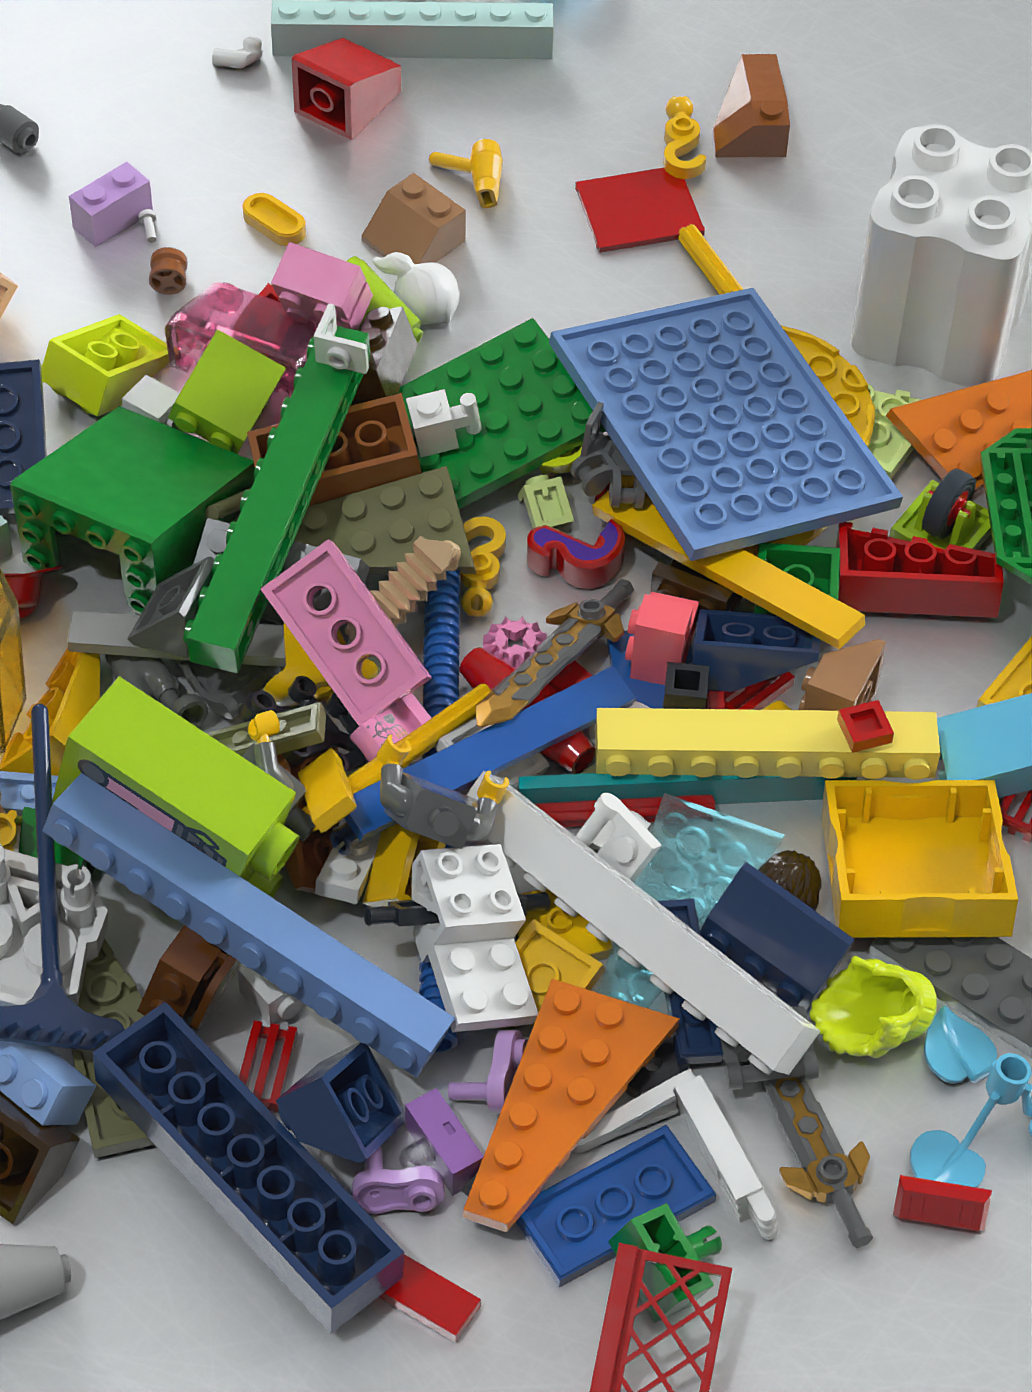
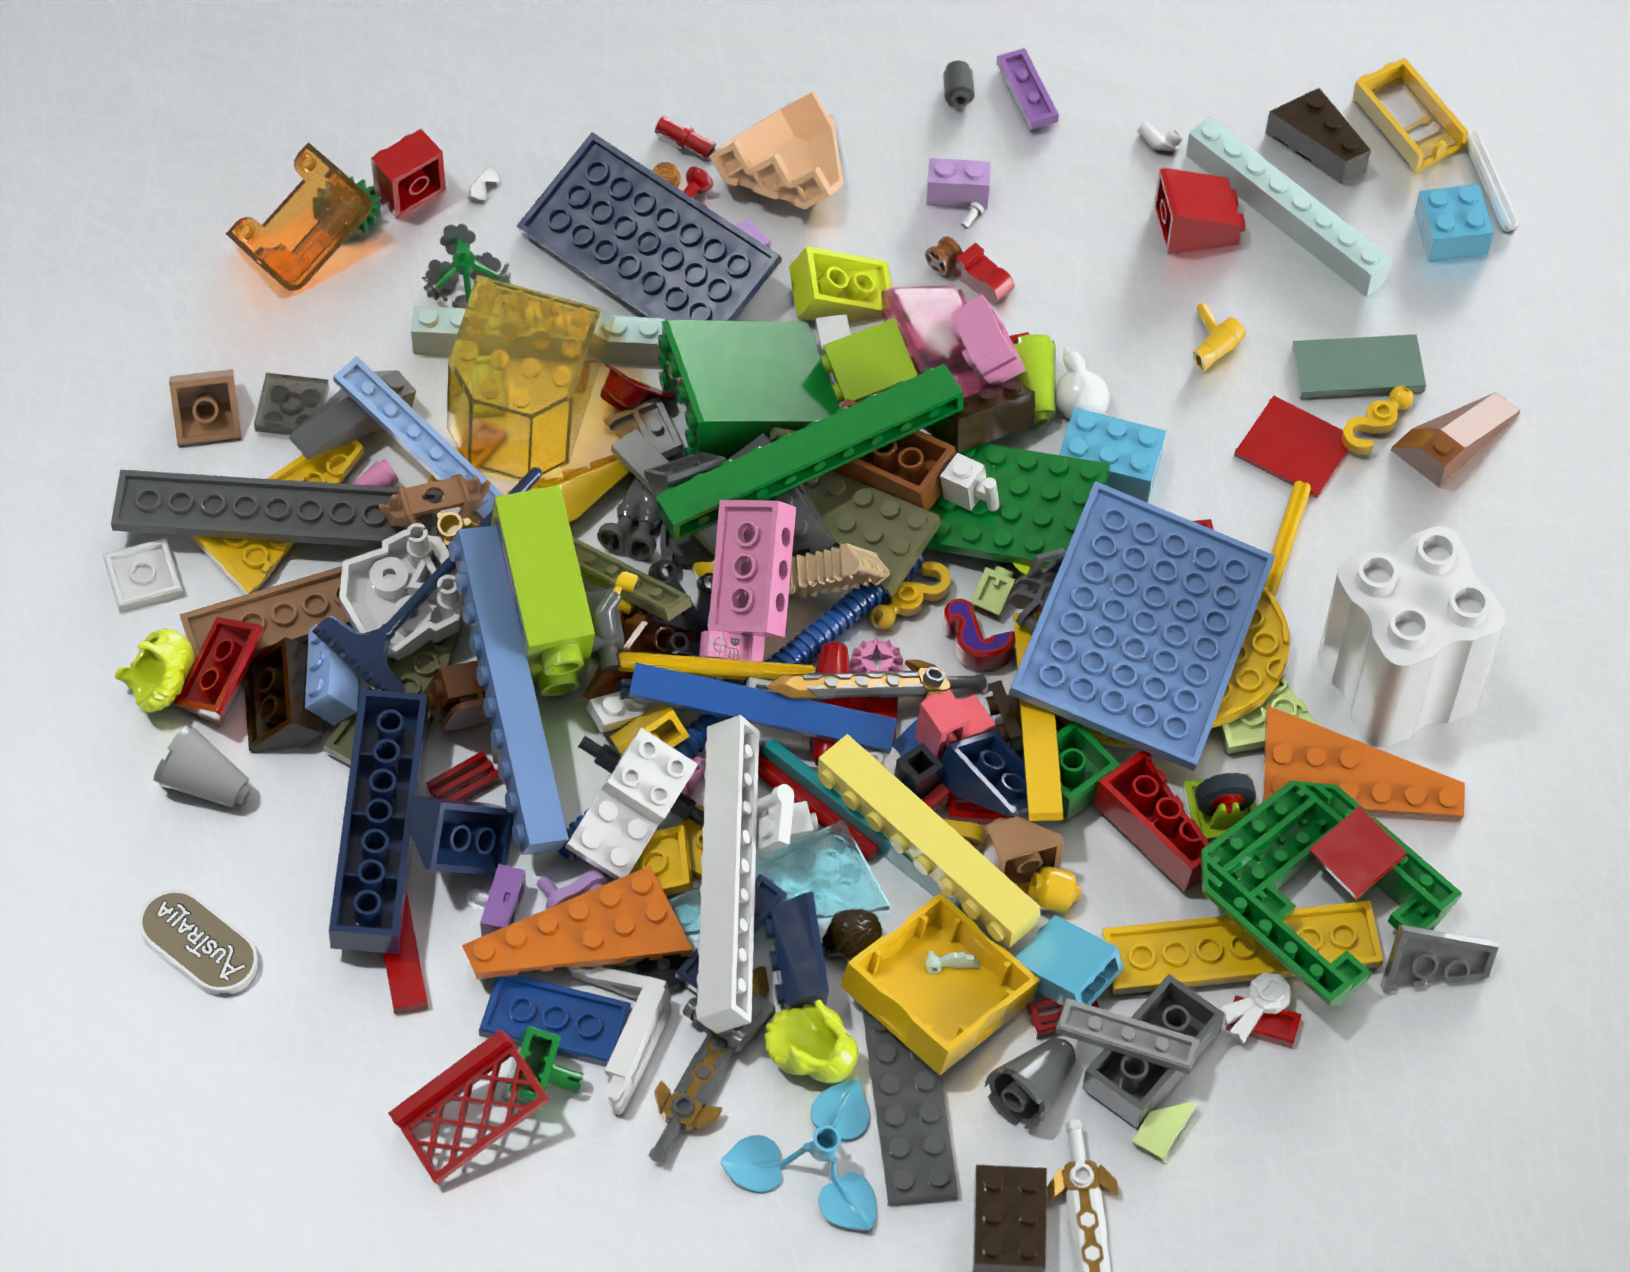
camera: 45 degrees right, 5 degrees up
(52, 614) = (652, 422): none -> flat silver wing
(78, 92) = (1027, 89): none -> medium lavender plate
(222, 262) = (982, 274): none -> red leg
(274, 219) = (1053, 271): yellow tile -> none
(327, 791) = (637, 650): yellow tile -> none
(338, 351) = (920, 388): white bracket -> none
(405, 1189) = (443, 901): lavender piece -> none
(416, 222) = (1128, 345): medium nougat slope -> none
(433, 808) = (675, 712): dark grey torso -> none
(503, 304) = (1128, 447): none -> medium azure brick
(613, 112) = (1358, 365): none -> sand green tile
(865, 726) = (980, 876): red plate -> none
(887, 847) = (955, 960): none -> light aqua piece
(902, 693) = (1054, 889): none -> yellow head
(942, 1203) = (722, 1180): red tile -> none

